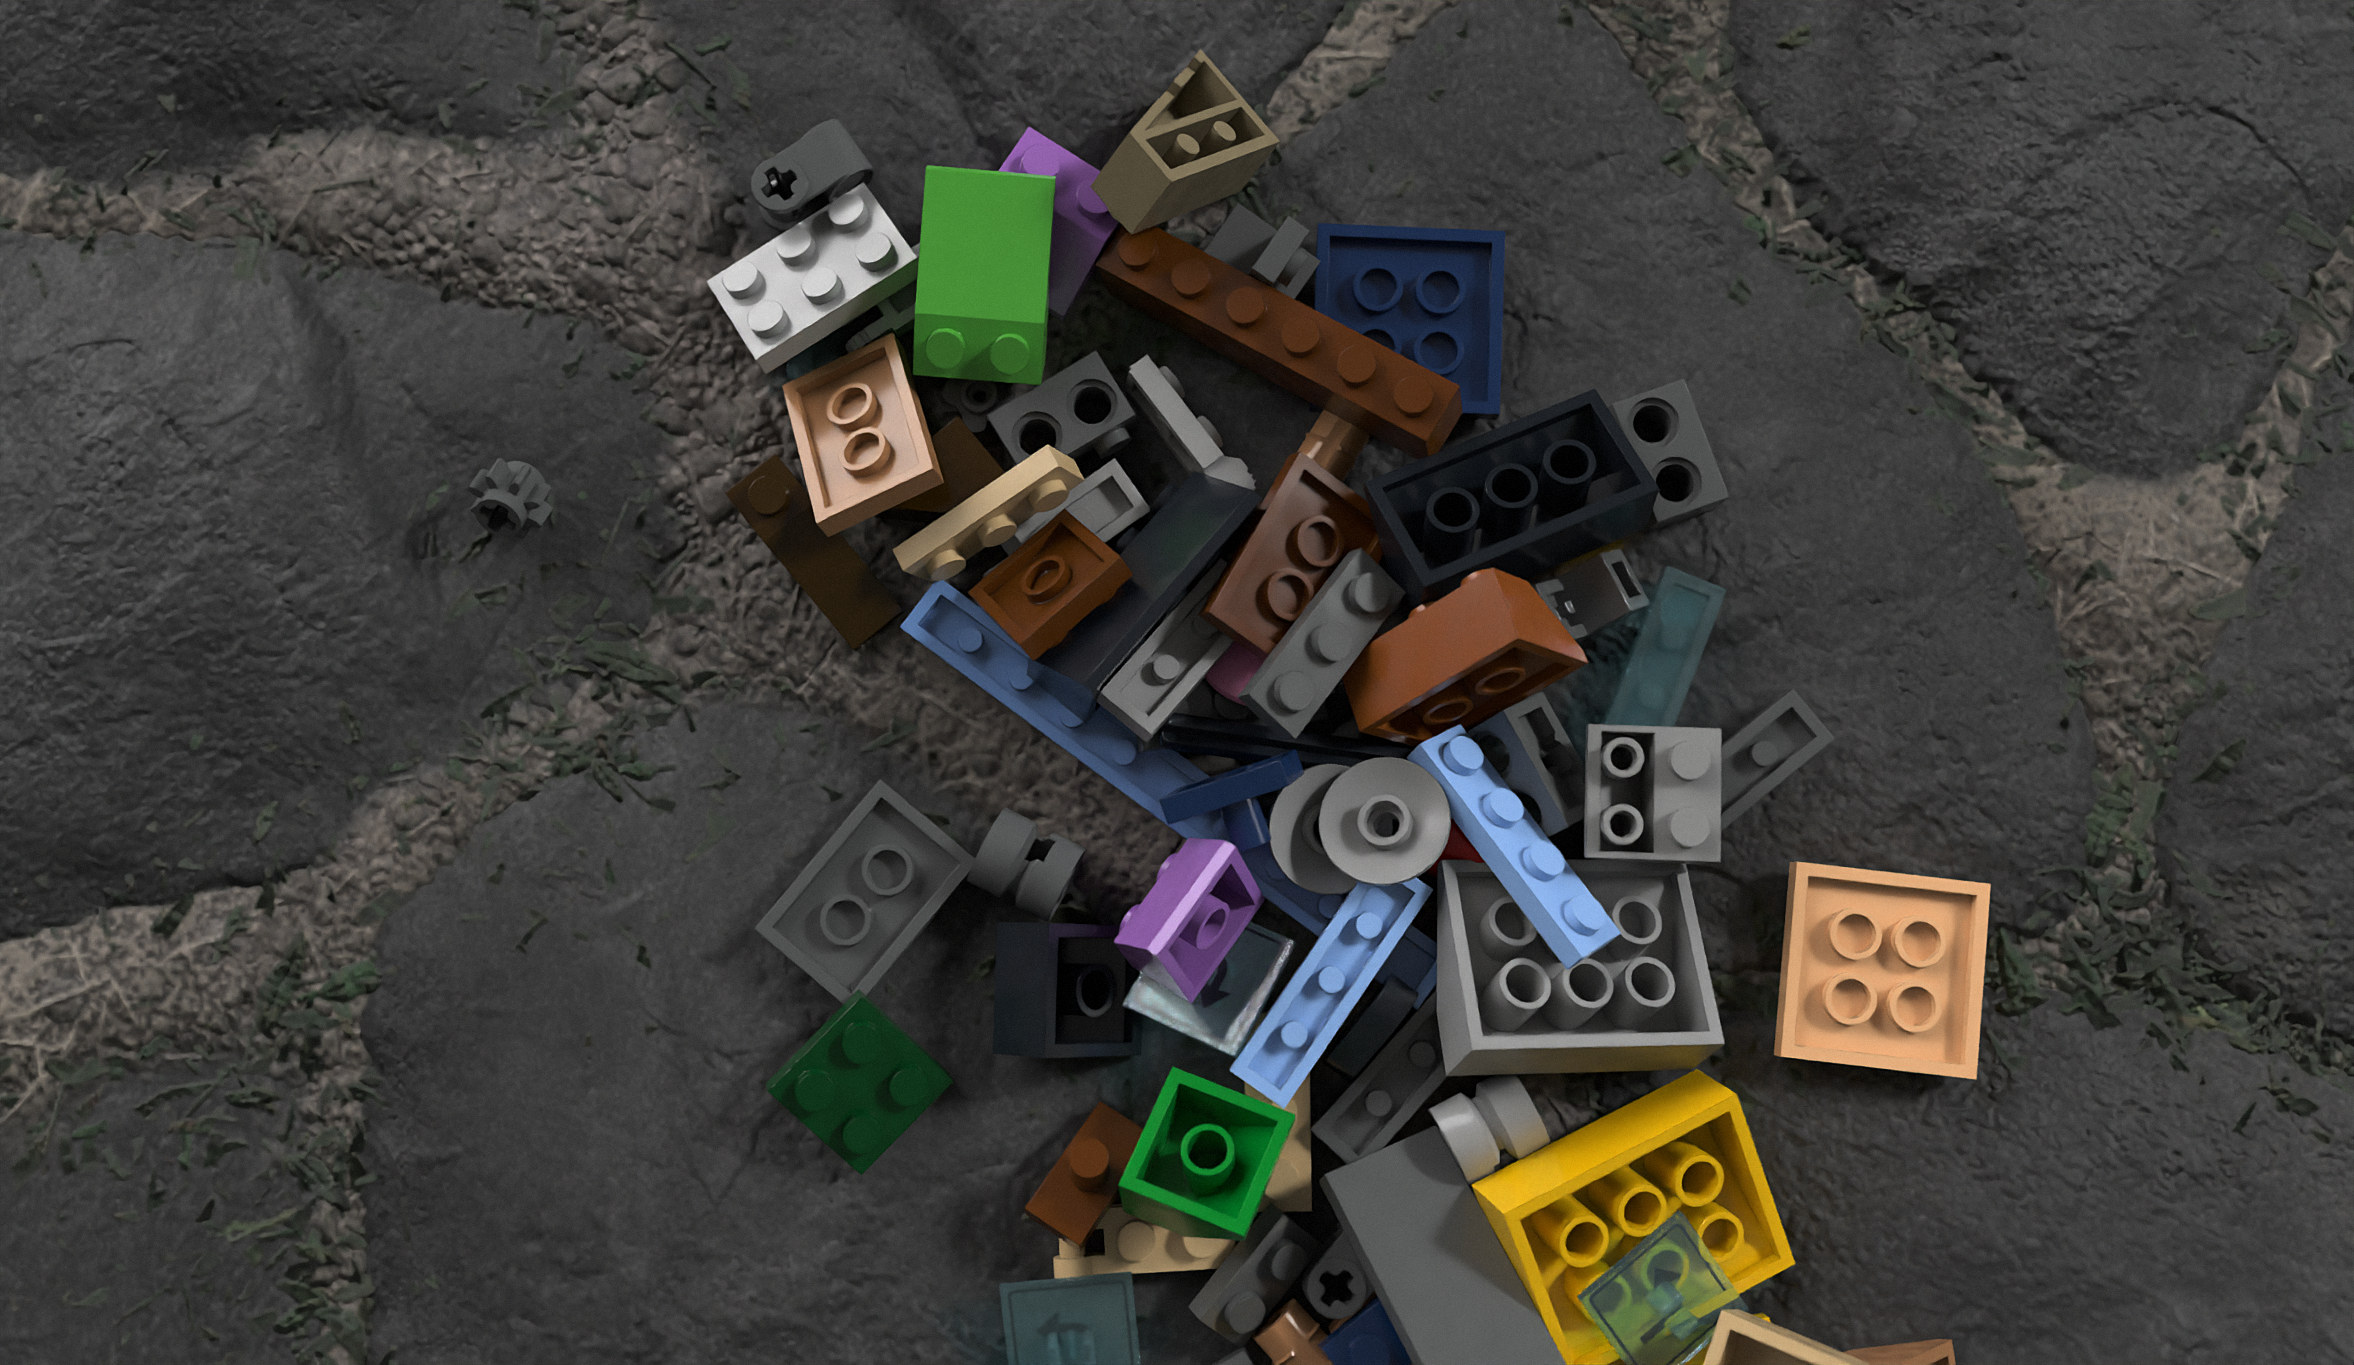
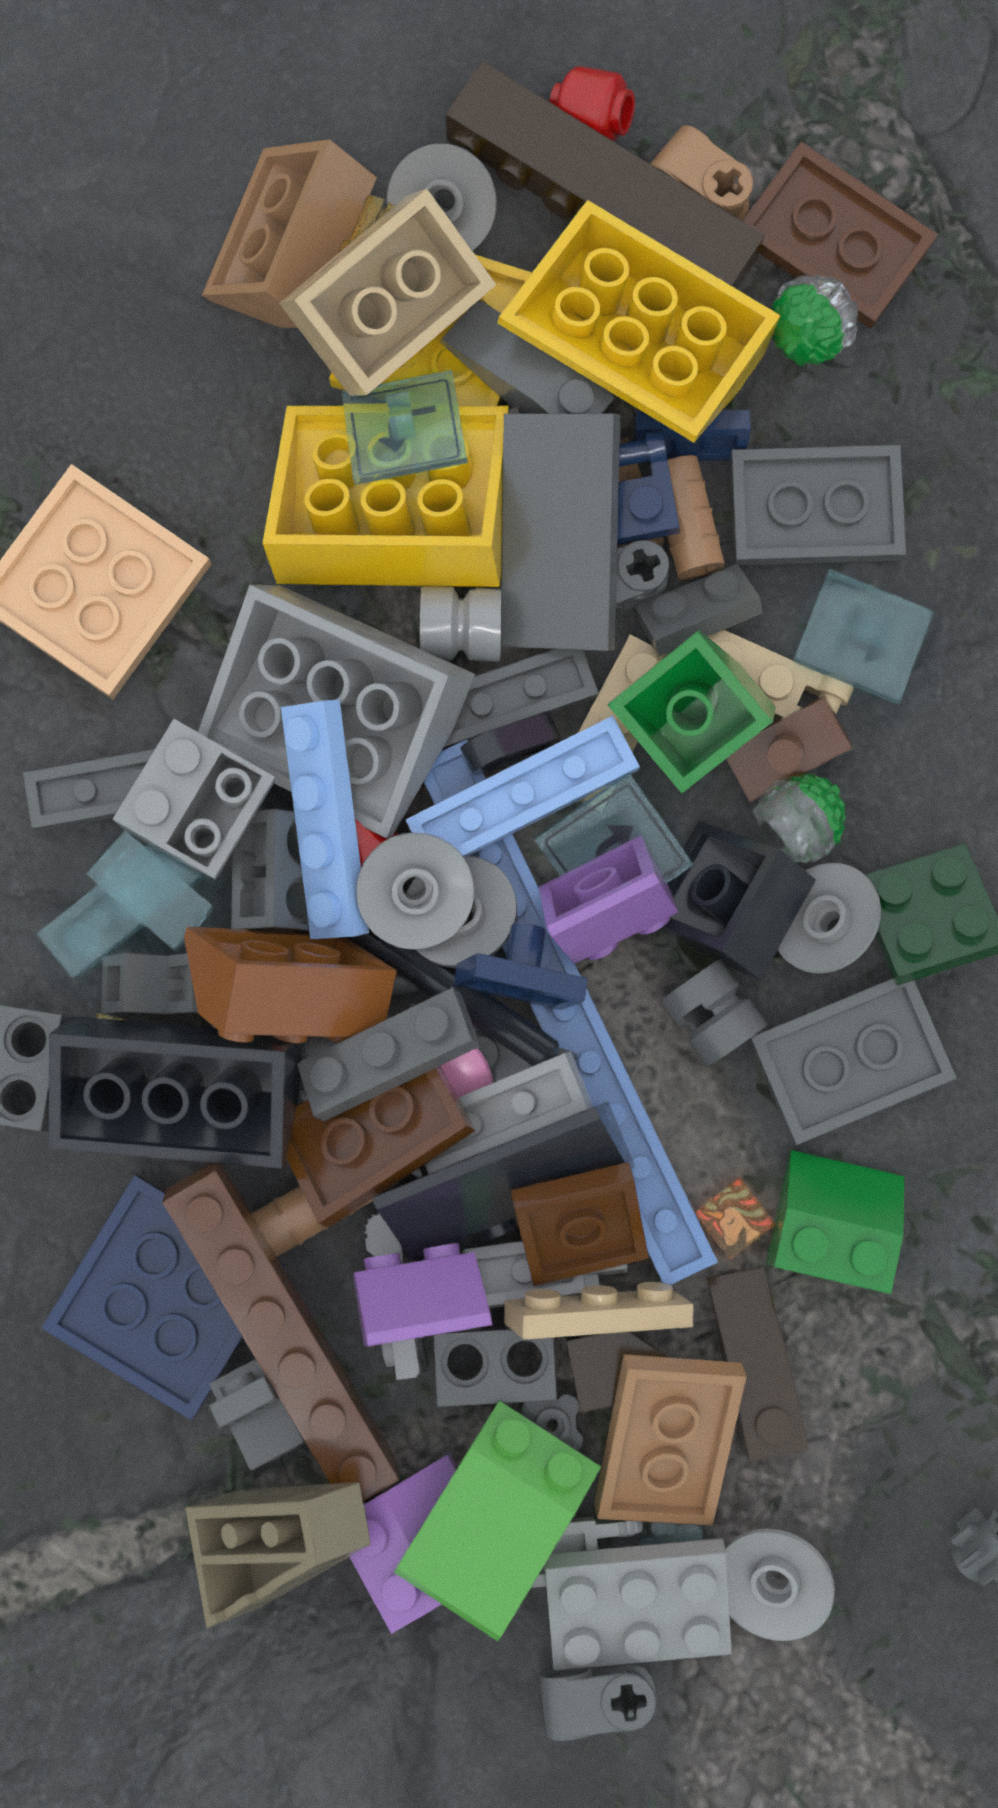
camera: 155 degrees left, 0 degrees up
(693, 361) = (776, 1606): none -> light grey dish
(801, 726) = (838, 1222): none -> green slope
(905, 680) = (734, 1218): none -> clear orange tile
(966, 1053) = (841, 894): none -> light grey dish
(1038, 1112) = (804, 815): none -> clear piece
(1166, 430) = (420, 1296): none -> medium lavender slope
(1642, 687) = (150, 890): none -> clear light blue tile

